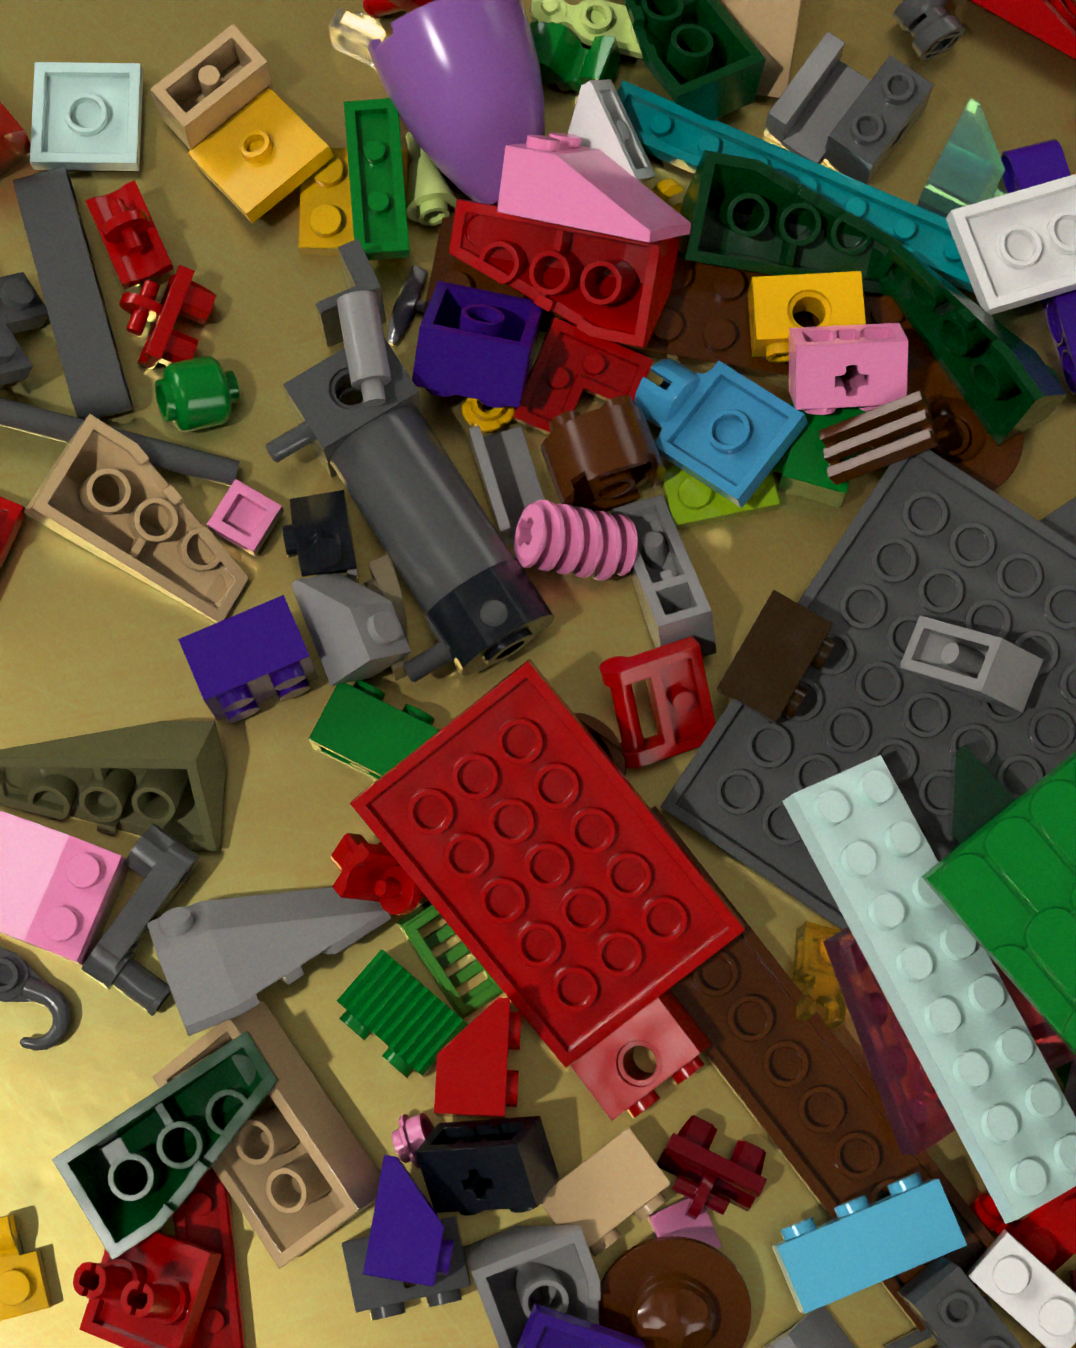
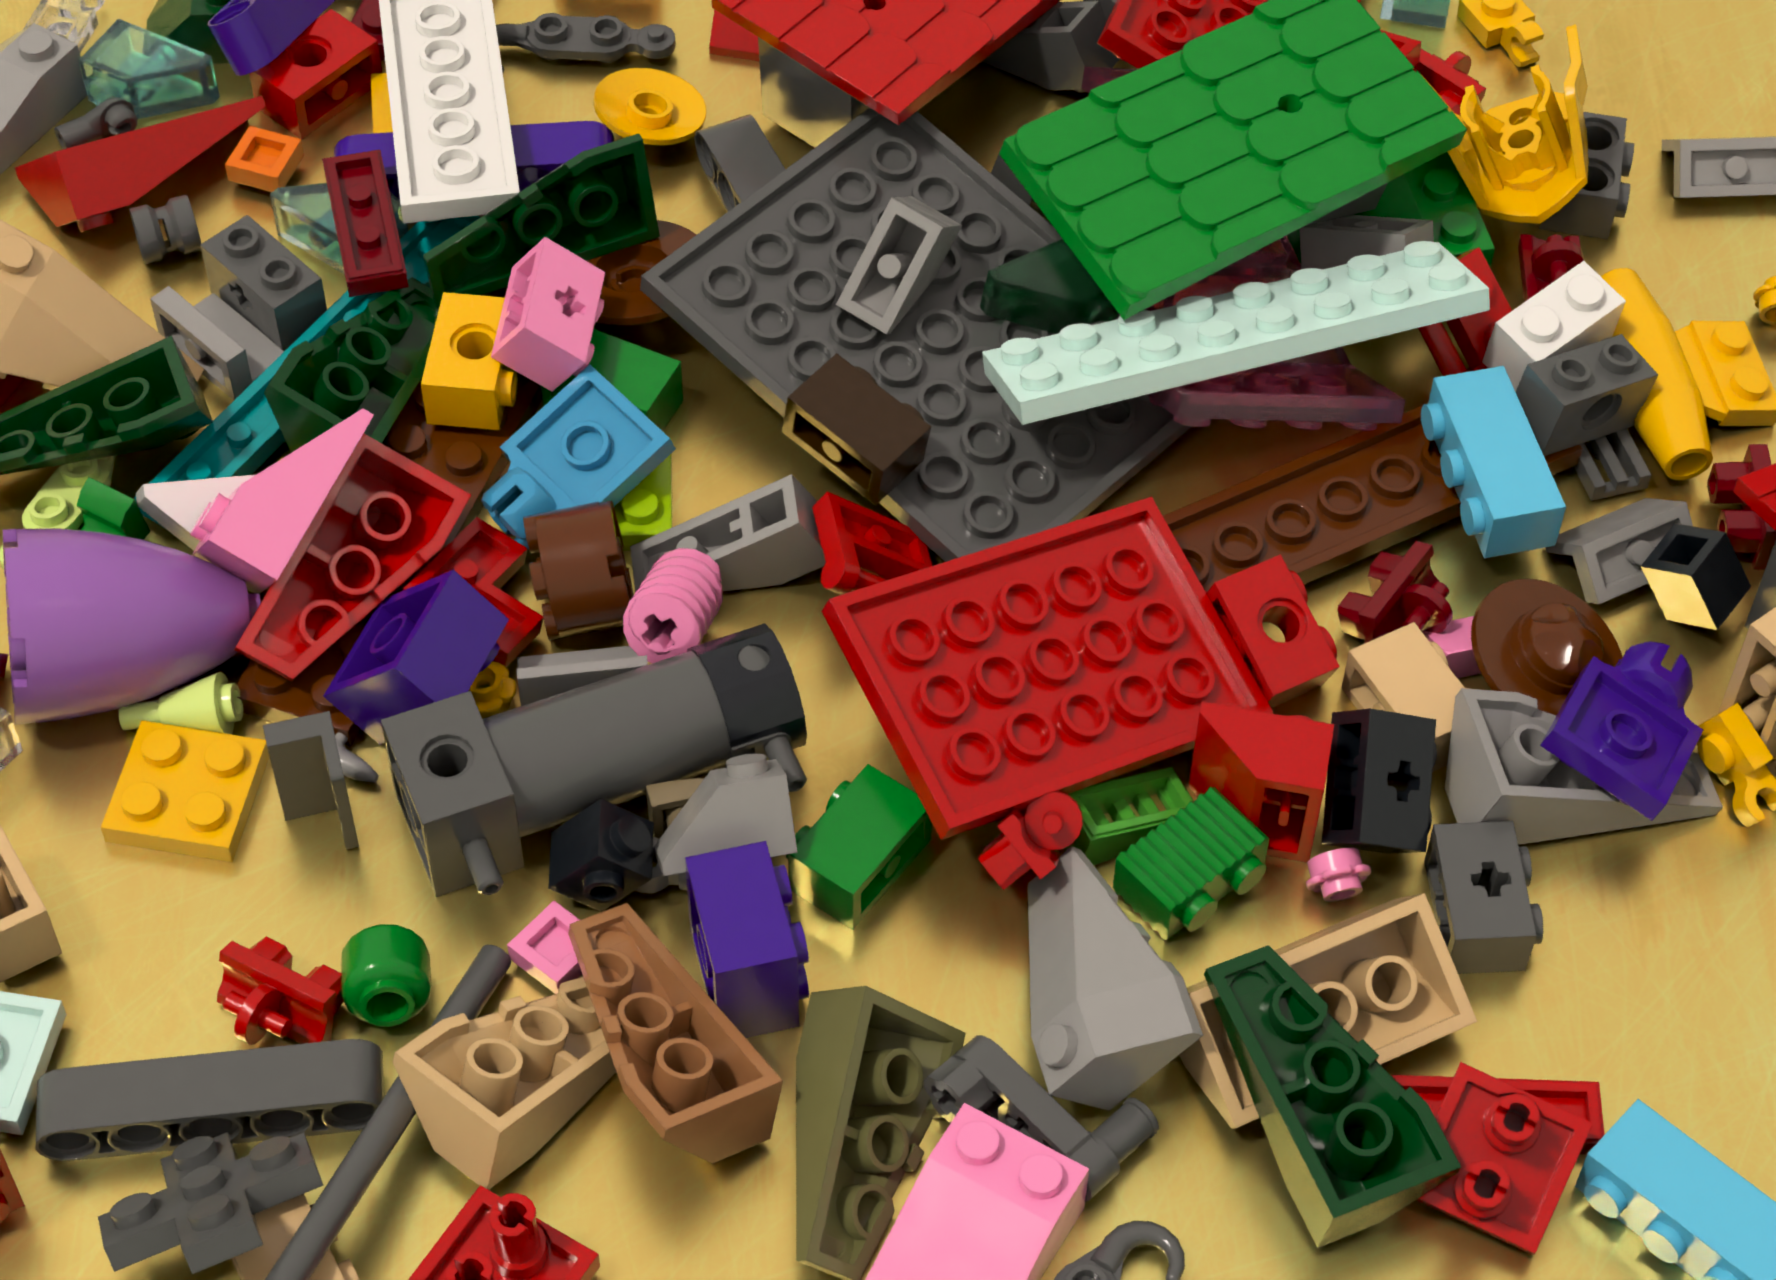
camera: 80 degrees left, 25 degrees down
(130, 235) = (157, 1016): red hips -> none
(130, 625) = (672, 1042): none -> medium nougat wedge
(260, 154) = (98, 866): yellow plate -> none
(364, 345) = (404, 722): light grey cylinder -> none
(377, 178) = (174, 734): green plate -> none
(405, 1231) = (1447, 852): dark purple slope -> none
(816, 971) = (1191, 470): clear yellow plate -> none
(875, 430) = (612, 302): reddish brown tile -> none
(944, 185) = (365, 223): none -> dark red tile
(1034, 83) = (264, 159): none -> orange plate

